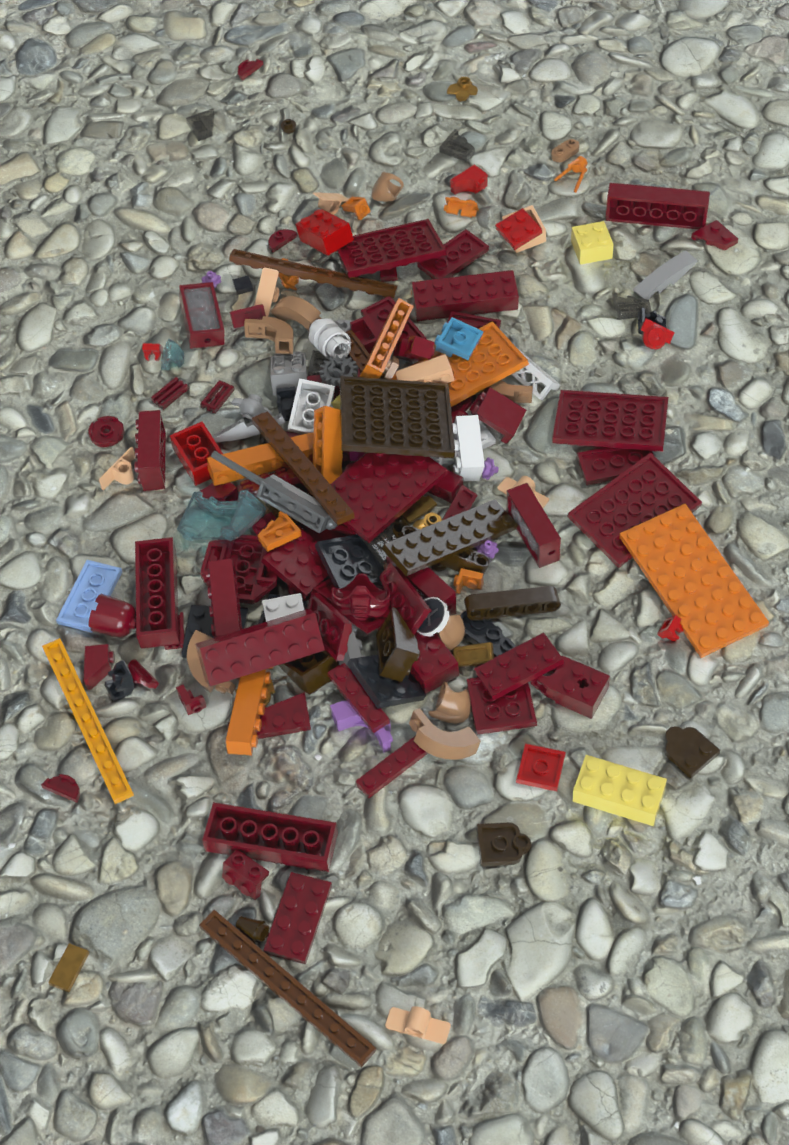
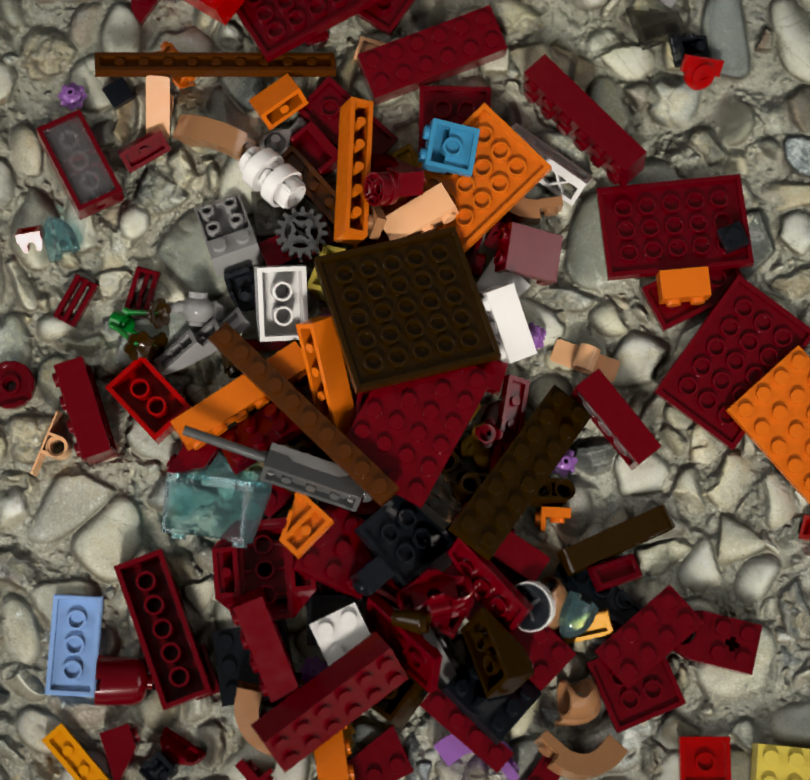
camera: 20 degrees left, 25 degrees up
(201, 408) = (139, 343): none -> dark brown plant
(271, 329) = (190, 169): medium nougat arch -> none
(318, 576) = (371, 576): none -> black brick
(338, 602) = (412, 620): none -> dark brown cone
(349, 302) = (278, 101): none -> orange brick
(401, 345) = (381, 188): none -> dark red wheel
(435, 514) = (488, 440): none -> dark red plate
(465, 639) = (576, 616): none -> clear light blue brick
(505, 625) = (614, 572): none -> dark red tile
(561, 344) = (583, 121): none -> dark red brick
(607, 452) = (683, 286): none -> orange brick
(651, 428) = (732, 237): none -> black plate

